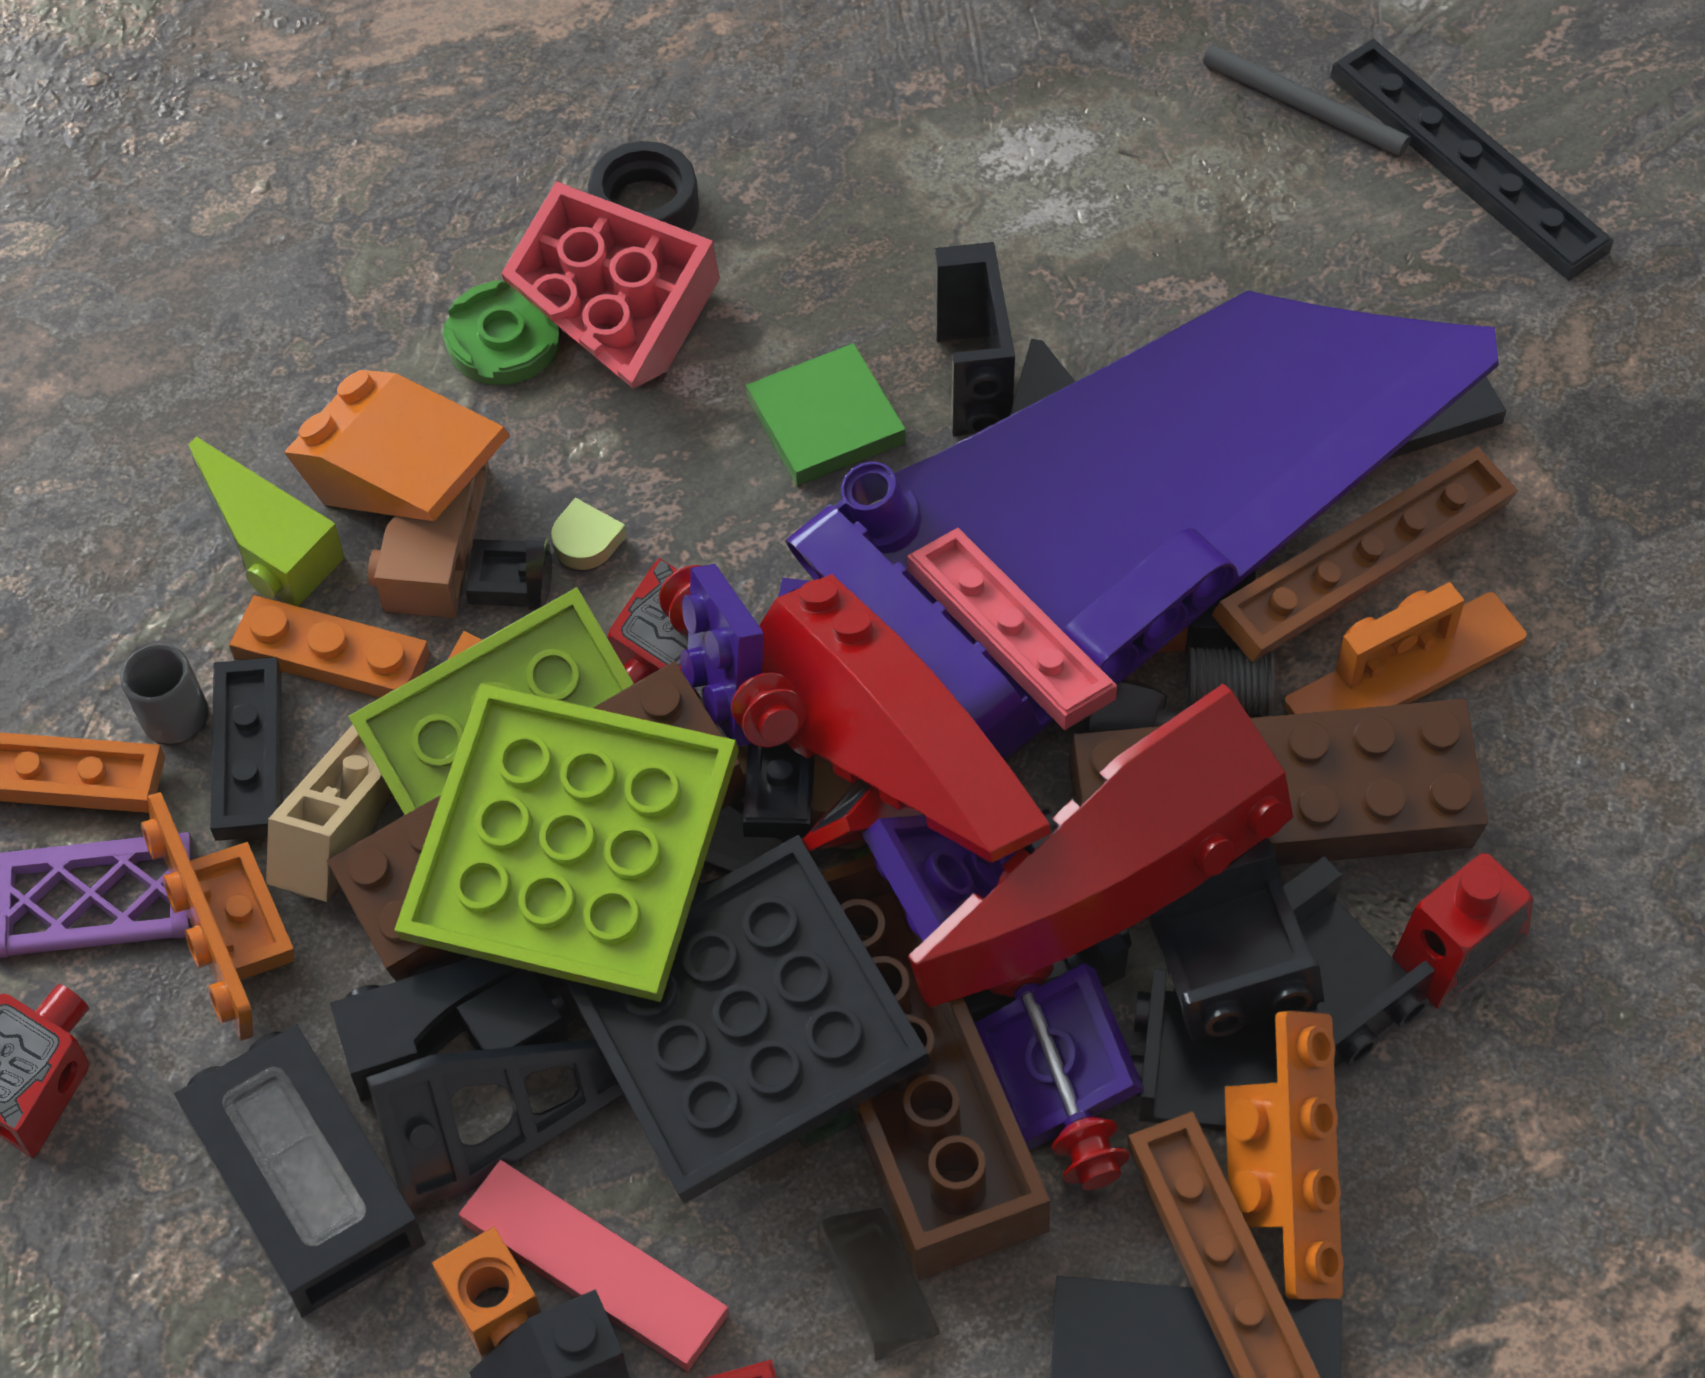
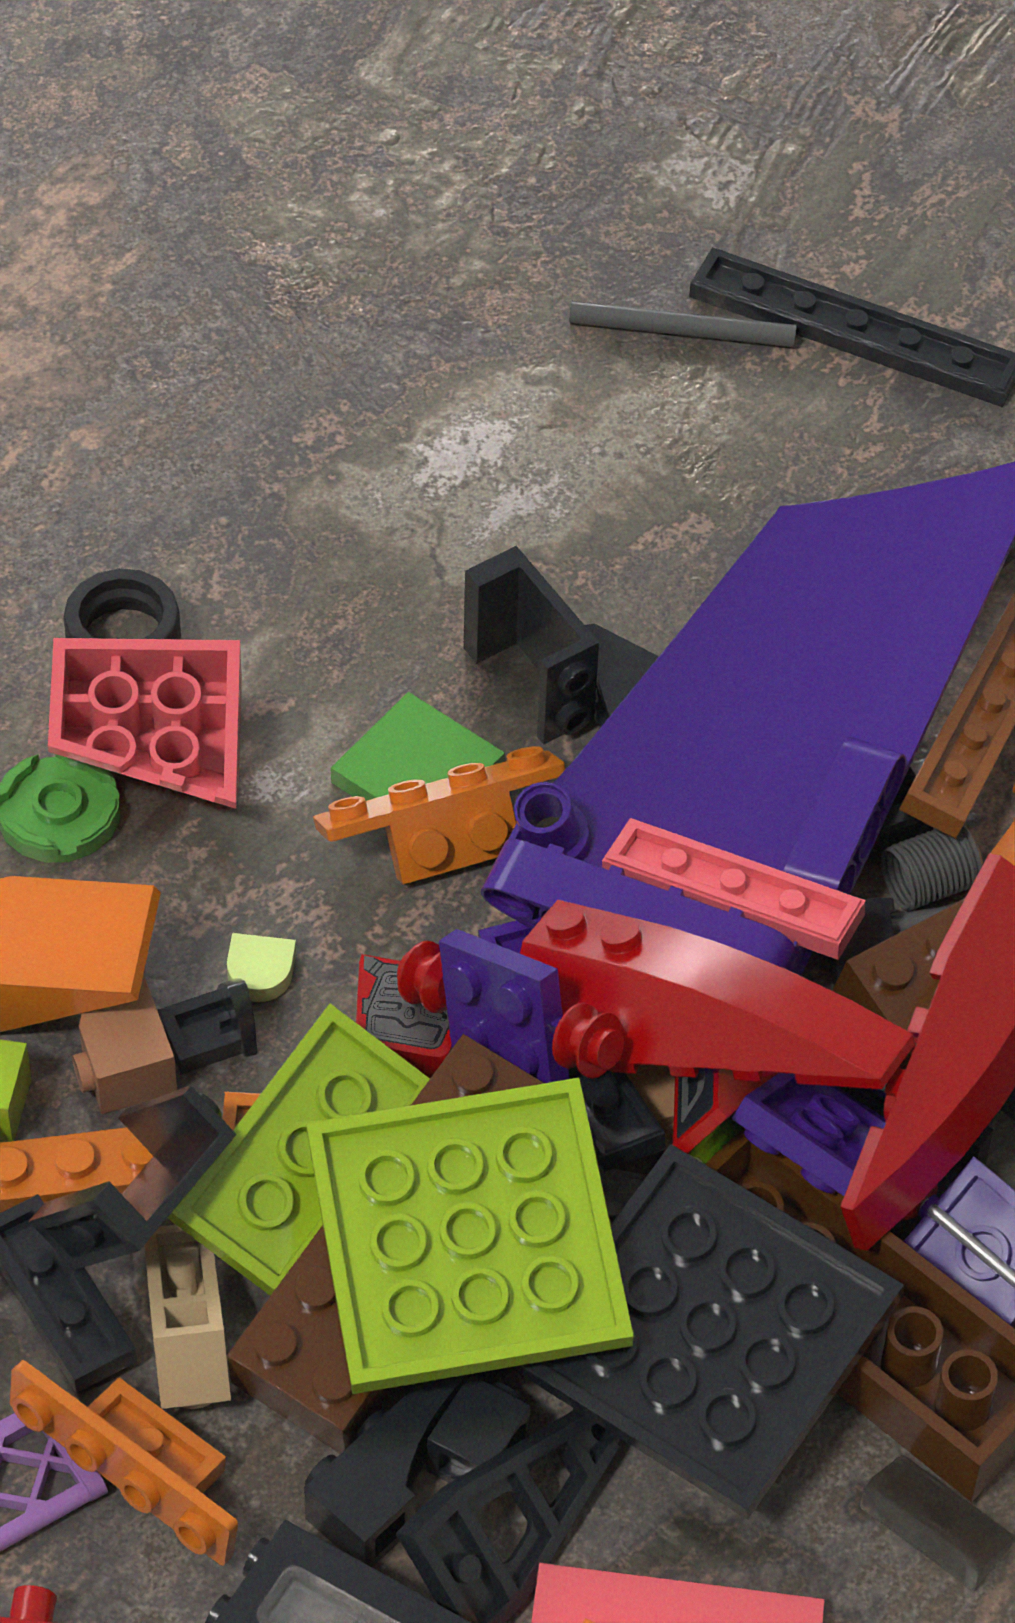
camera: 30 degrees left, 5 degrees down
(280, 708) = (100, 1223): none -> black panel
(802, 468) = (447, 820): none -> orange bracket

